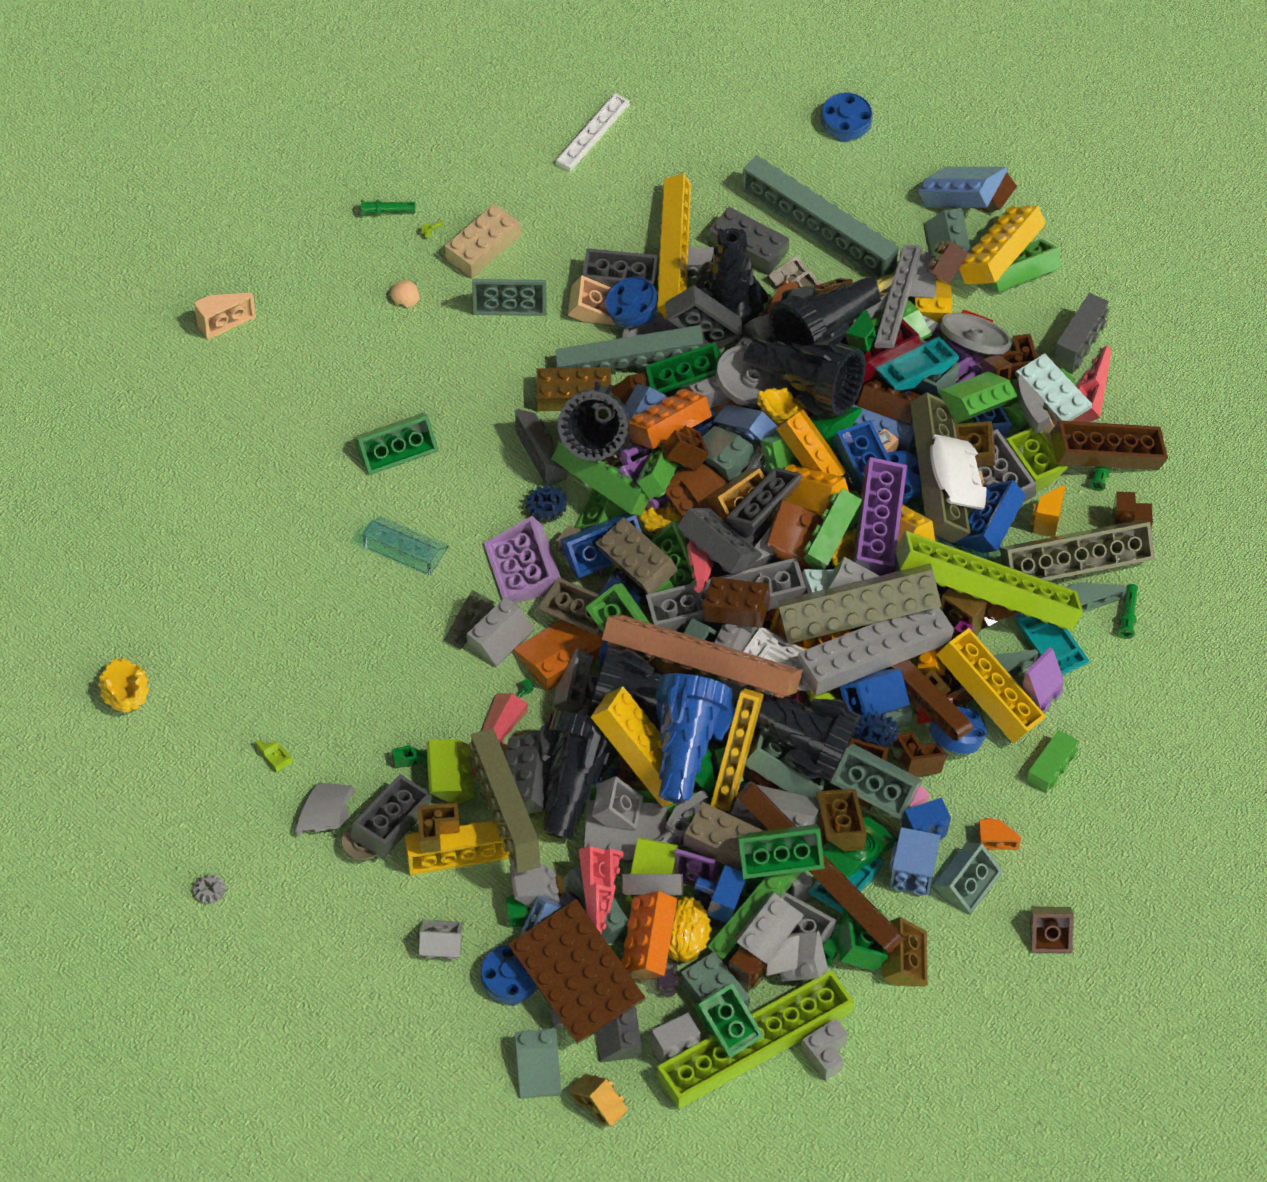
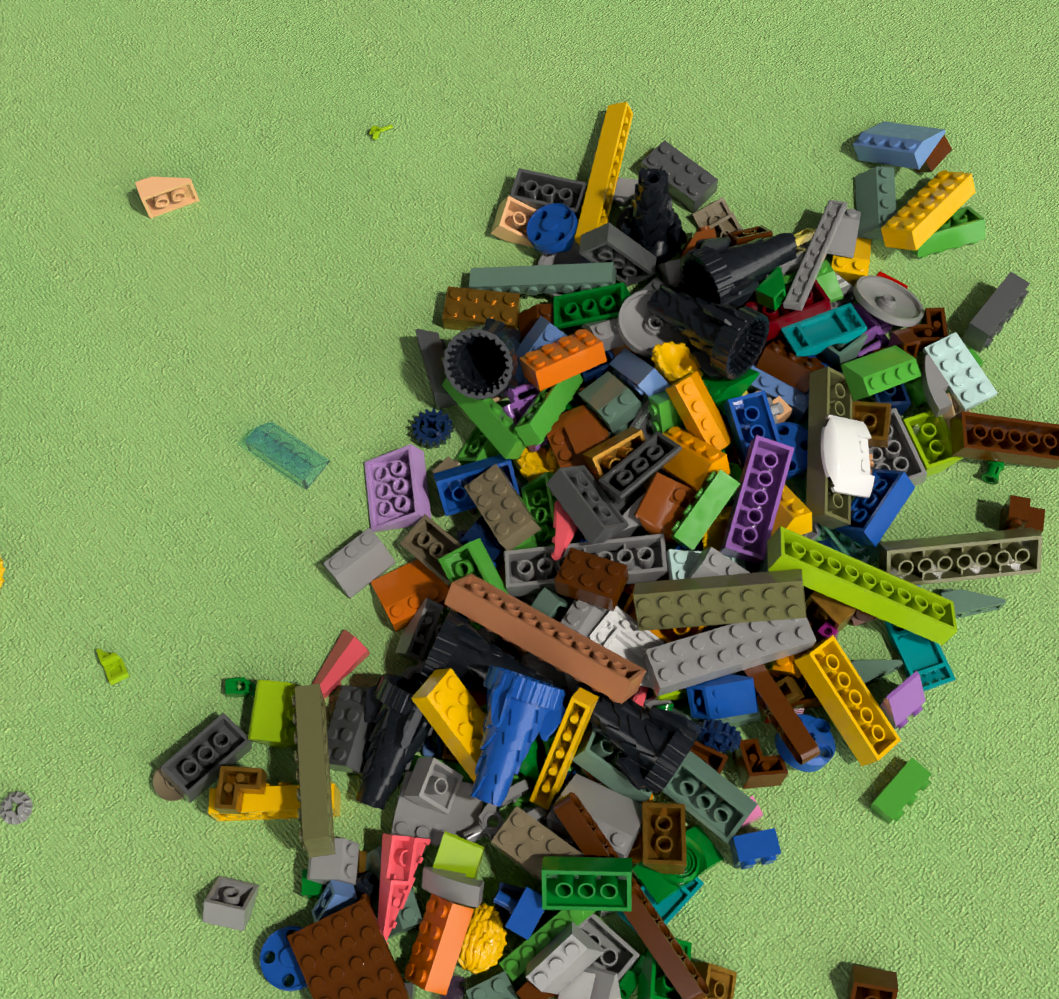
camera: 15 degrees right, 10 degrees up
(325, 808) = (146, 736): light grey slope -> none
(386, 207) = (340, 105): green pin -> none
(396, 443) = (300, 347): green slope -> none
(405, 293) = (342, 193): light nougat hair -> none
(472, 612) = (335, 538): clear smoke slope -> none
(482, 241) = (424, 148): tan brick -> none
(509, 297) = (436, 210): sand green slope -> none
(527, 687) = (375, 625): green hand -> none
(592, 132) = (549, 51): white tile -> none
(686, 448) = (573, 394): reddish brown brick -> none
(695, 866) = (502, 866): medium lavender slope -> none
(819, 218) = (752, 162): sand green brick -> none
(846, 116) = (795, 60): blue piece -> none
(914, 861) = (735, 893): medium blue brick -> none
(947, 261) = (871, 221): reddish brown brick -> none
(968, 877) = (791, 917): sand green slope -> none
(997, 835) = (827, 870): orange slope -> none
(1047, 512) = (935, 505): light orange slope -> none
(1093, 386) = (1000, 368): coral wedge -> none
(1128, 625) = (1003, 632): green pin -> none

